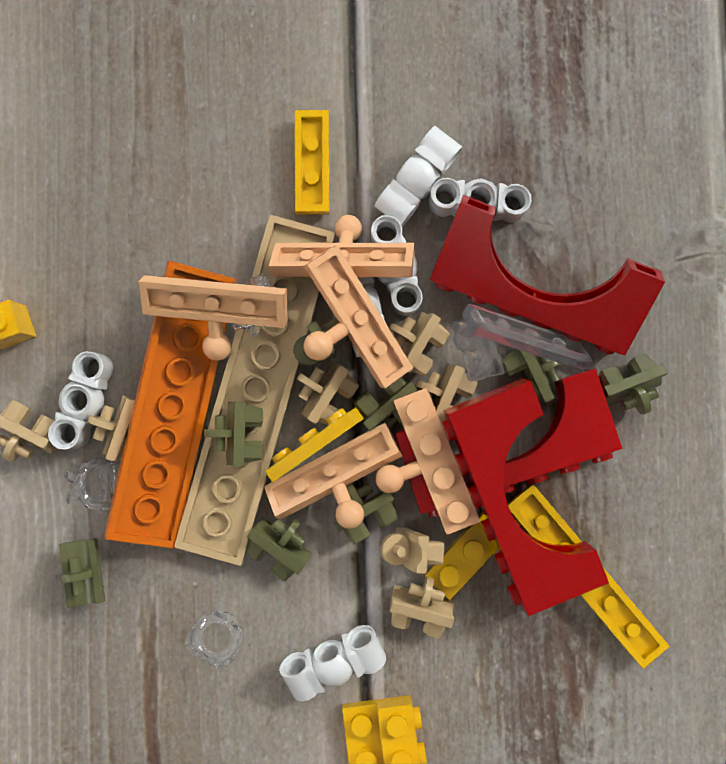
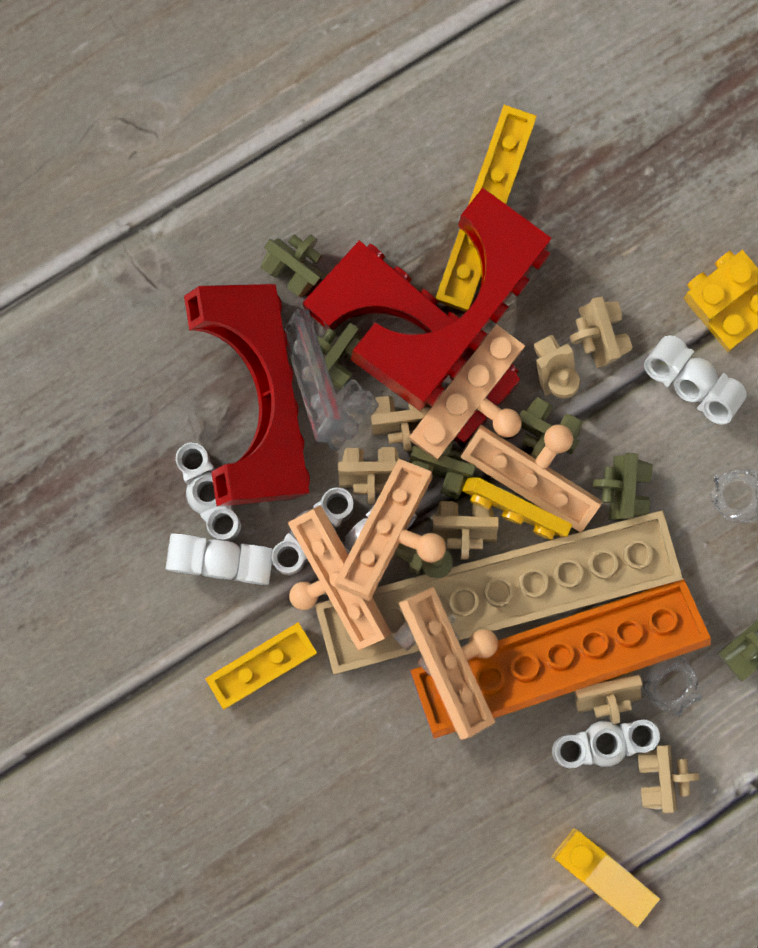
camera: 120 degrees left, 5 degrees down
(238, 449) = (550, 584): olive hips -> none
(462, 559) = (537, 320): yellow plate -> none

